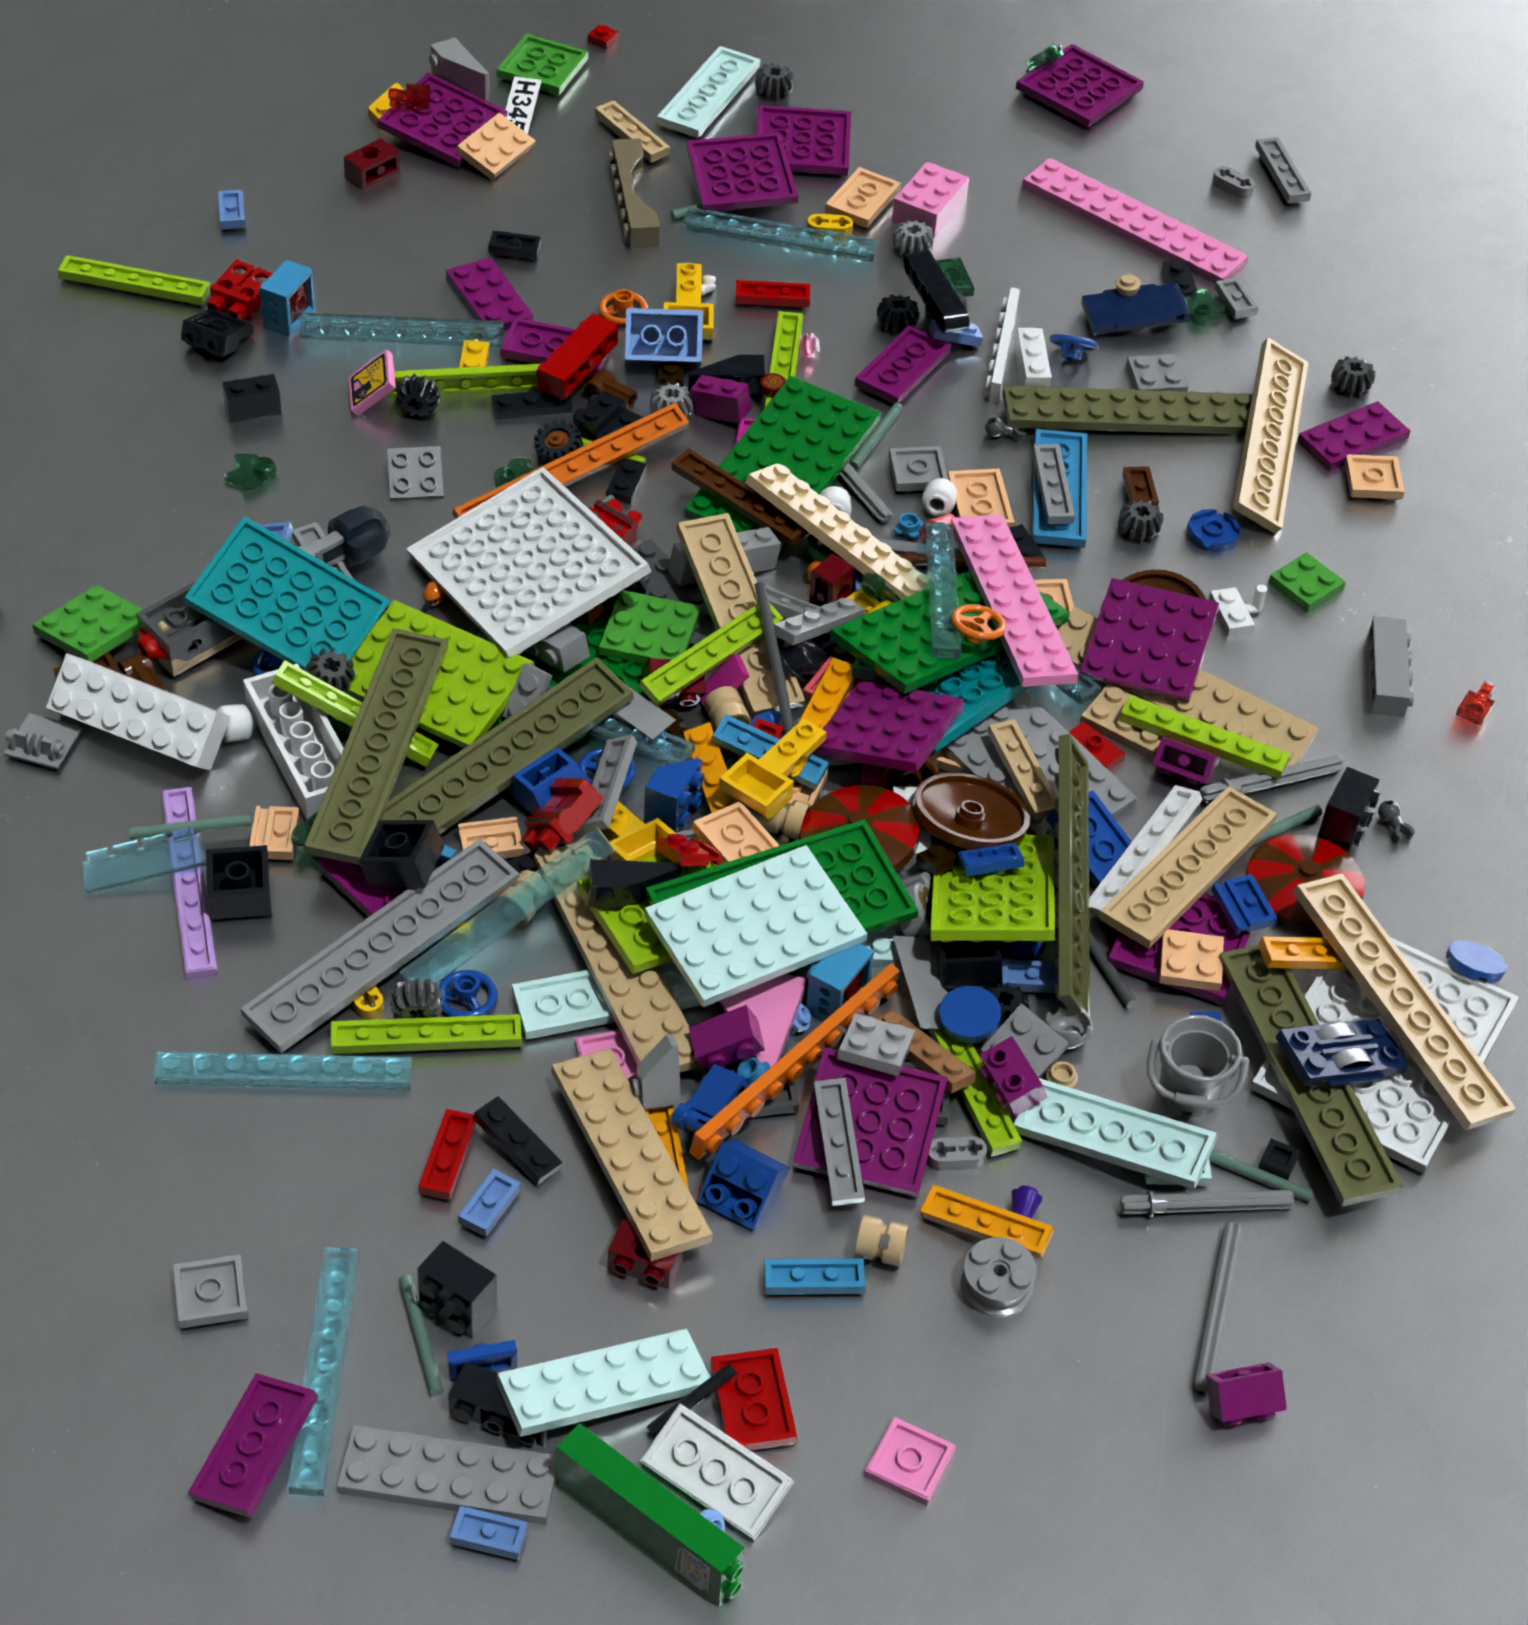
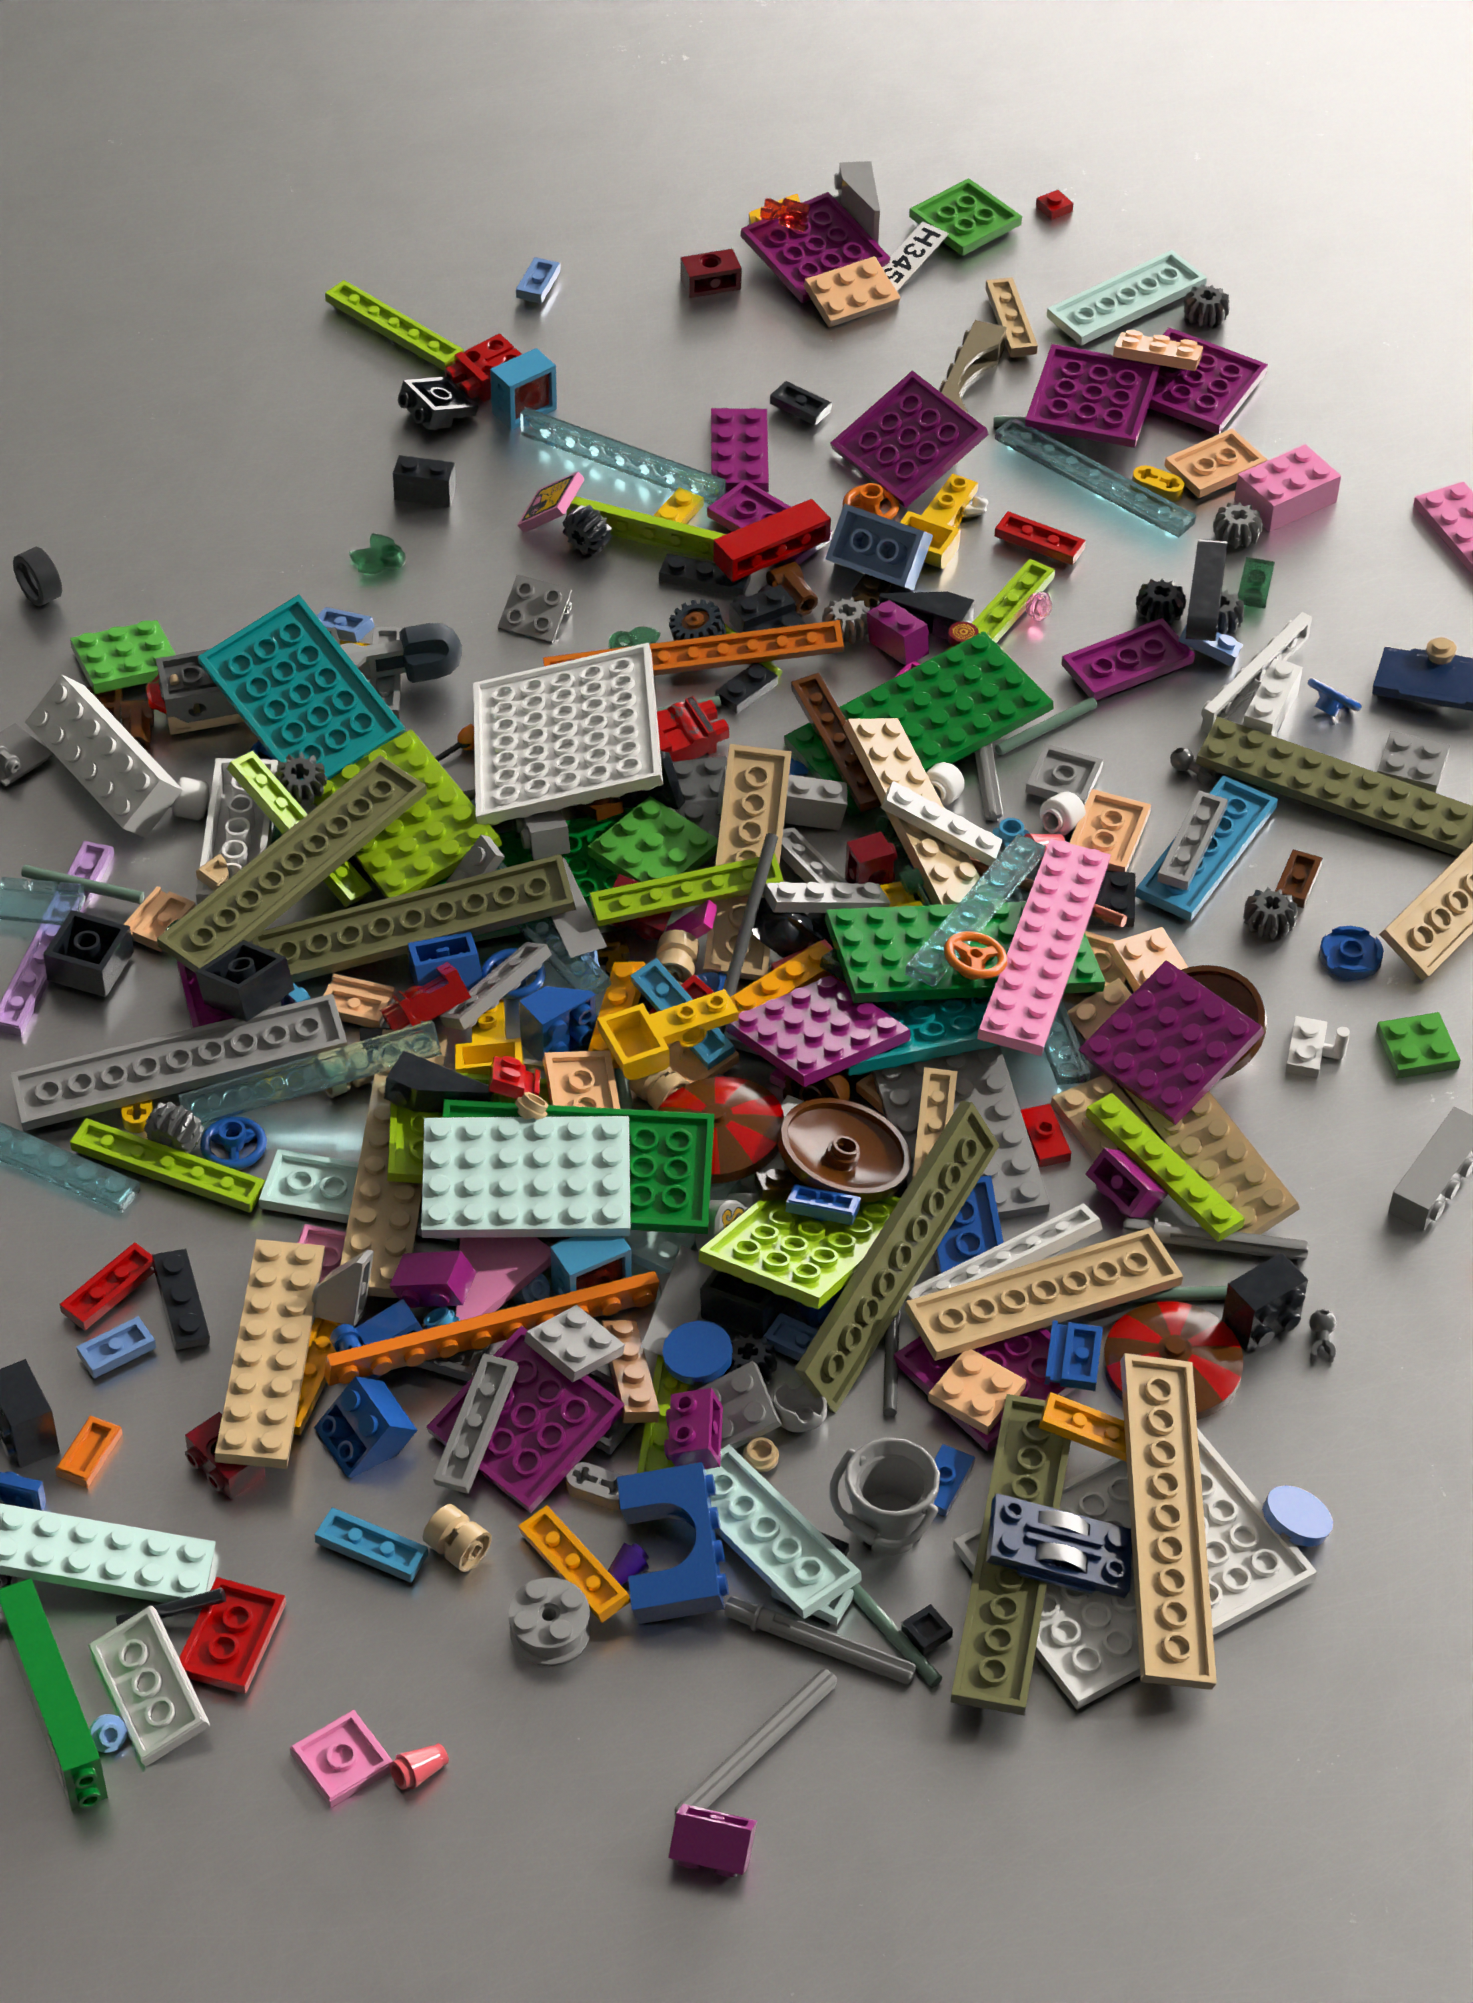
camera: 30 degrees right, 0 degrees up
(312, 775) = (214, 872): none -> tan tile
(524, 1300) = (88, 1451): none -> orange tile
(626, 245) = (909, 438): none -> magenta plate
(725, 866) = (531, 1106): none -> tan plate
(769, 122) = (1158, 350): none -> light nougat plate
(867, 532) = (941, 823): none -> white plate
(976, 1440) = (416, 1766): none -> coral cone
(1046, 1130) = (696, 1582): none -> blue arch
(1081, 586) = (1143, 954): none -> light nougat plate

